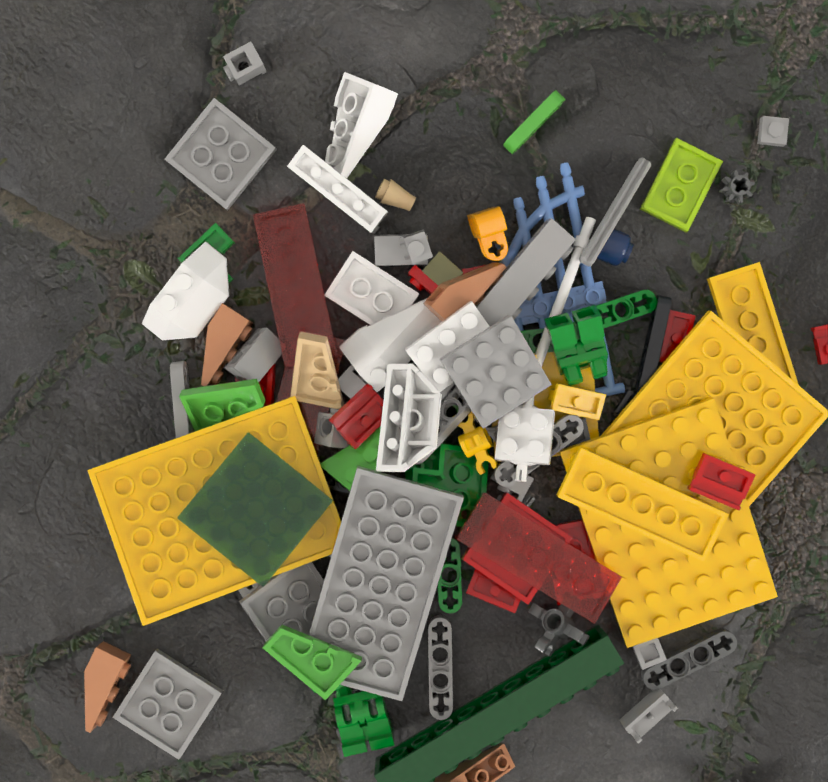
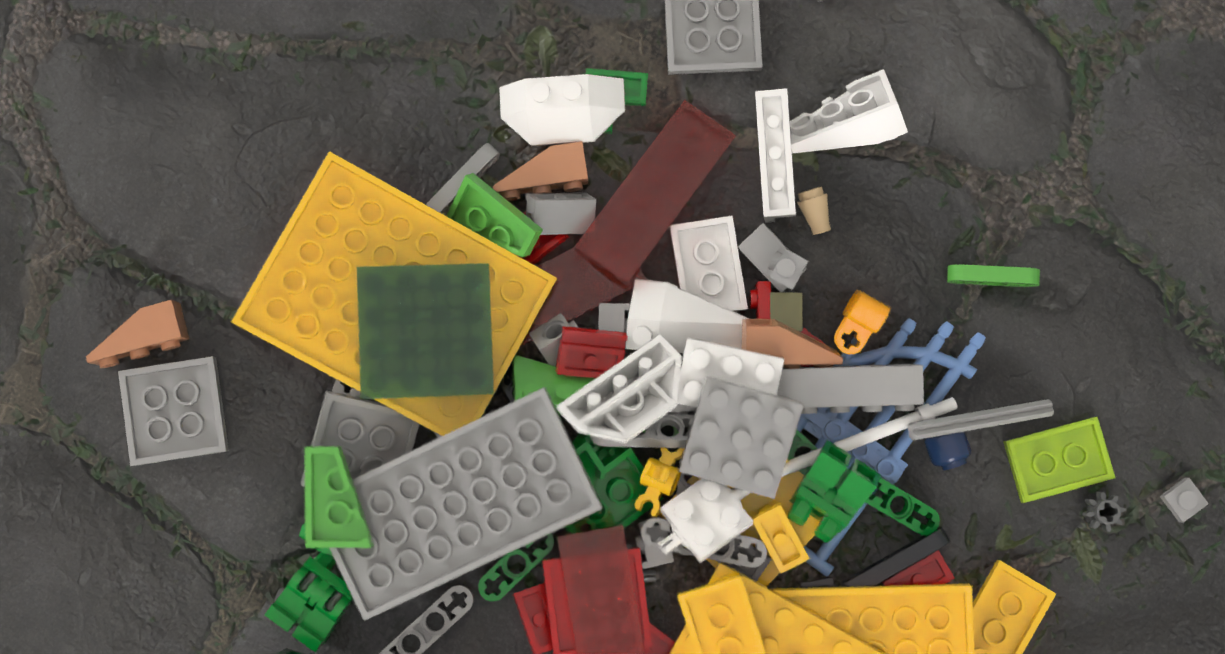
camera: 50 degrees right, 5 degrees down
(315, 373) = (594, 277): tan wing -> none

